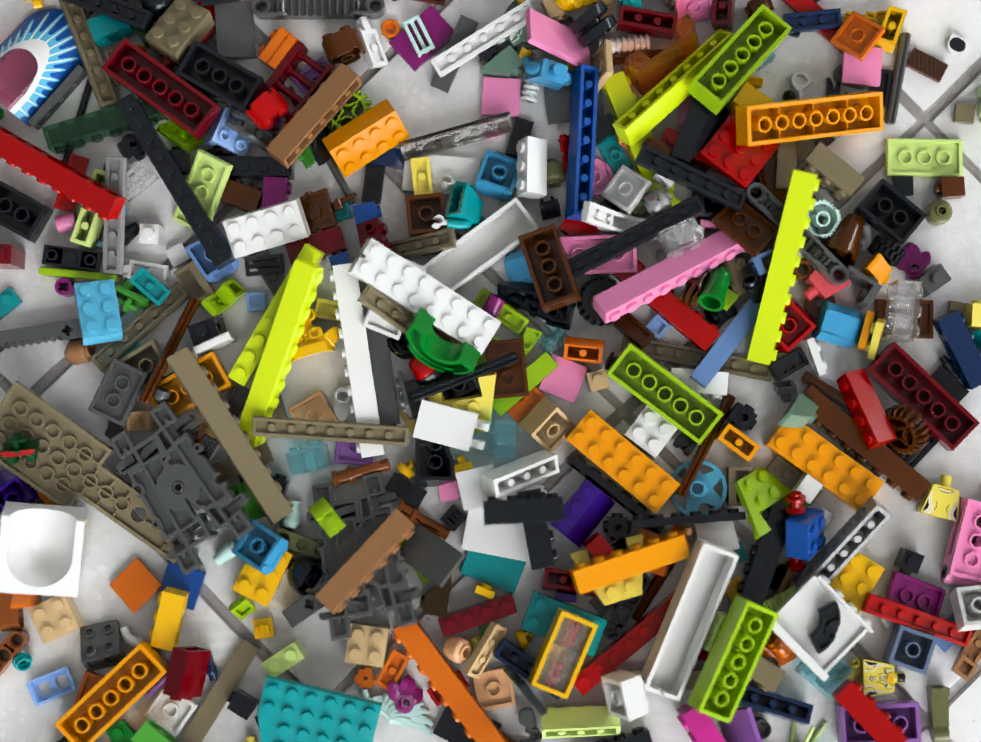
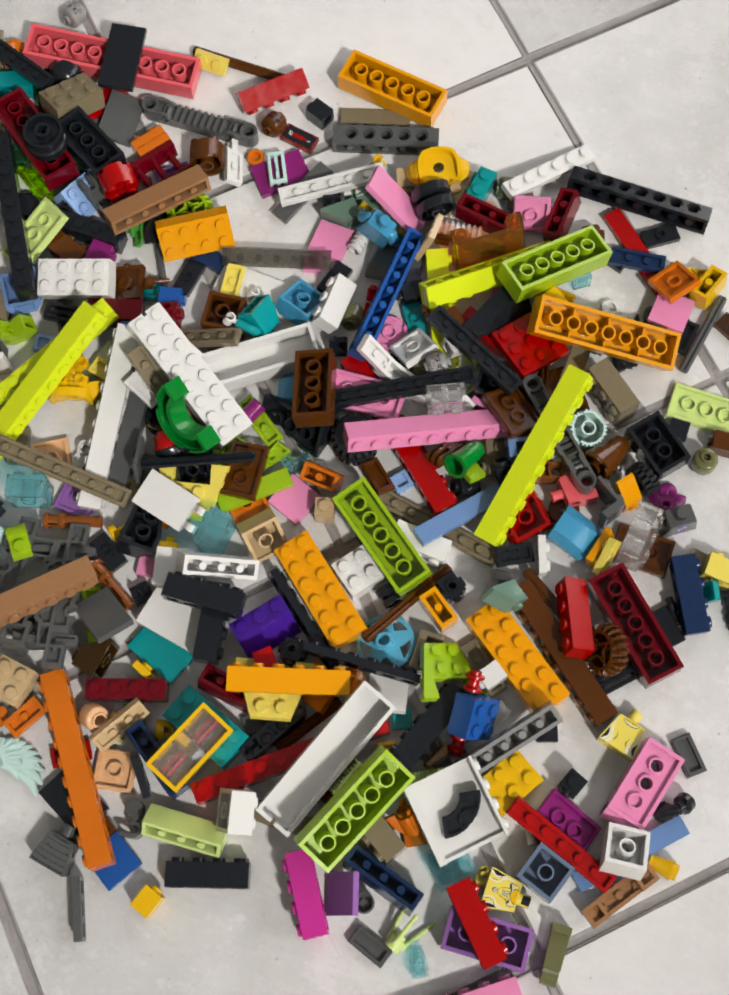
camera: 25 degrees right, 15 degrees down
(176, 79) = (45, 137): none -> black wheel
(404, 691) = (29, 741): magenta plate -> none
(566, 597) = (219, 703): dark purple tile -> none

